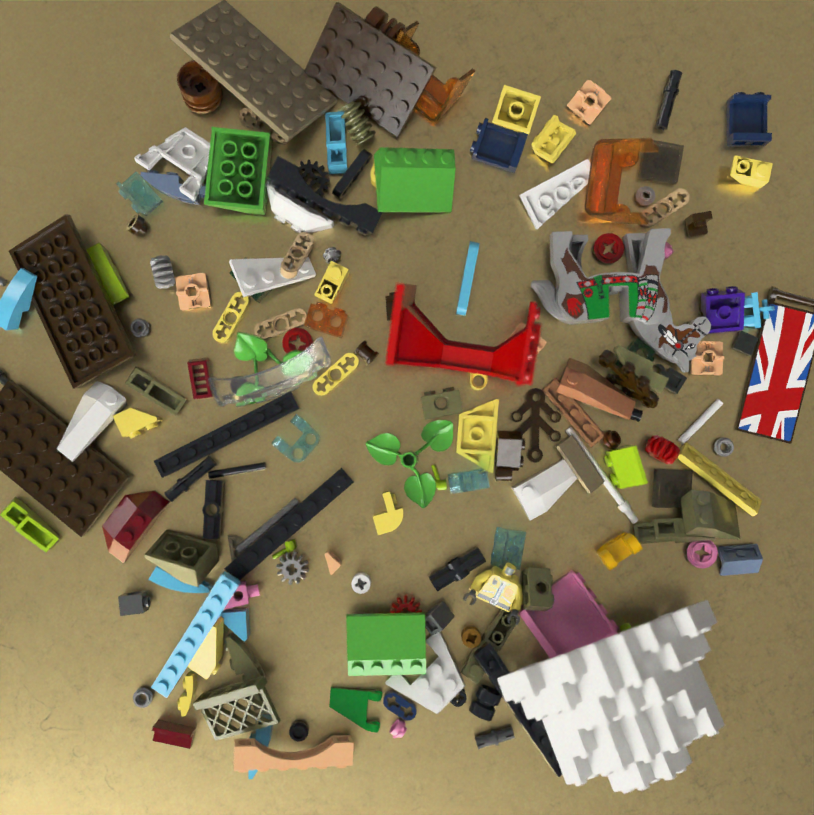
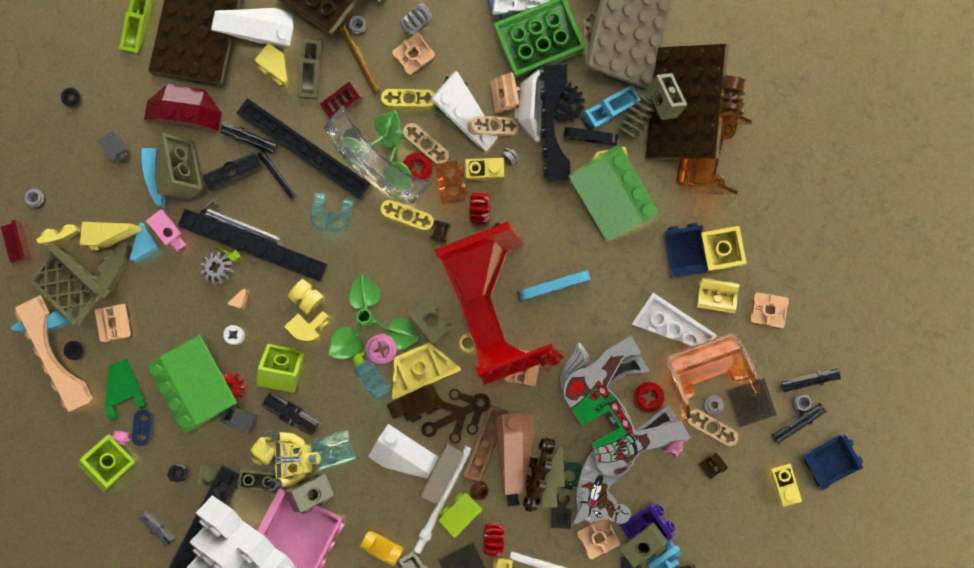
camera: 65 degrees right, 5 degrees down
(63, 621) = (66, 93): none -> black plate
(172, 342) = (359, 58): none -> pearl gold bar
(196, 634) = (115, 213): medium azure plate -> none
(281, 228) = (504, 93): none -> light nougat piece
(296, 694) = (122, 328): none -> light nougat piece
(354, 83) = (666, 96): none -> olive brick
(360, 502) = (304, 296): none -> light yellow wheel
(364, 306) = (480, 208): none -> red gear
(412, 557) = (280, 368): none -> lime slope
(415, 754) = (105, 463): none -> lime slope
(439, 683) = (181, 450): white wing -> none
(446, 466) = (377, 356): none -> bright pink gear
(469, 633) = (238, 456): pearl gold wheel -> none
(477, 612) = (263, 451): none -> light yellow head
(484, 703) = (184, 501): black wheel -> none
(688, 114) = (805, 398): none -> light grey plate
(699, 123) = (805, 419): none -> black pin
(730, 314) = (652, 537): none -> olive brick

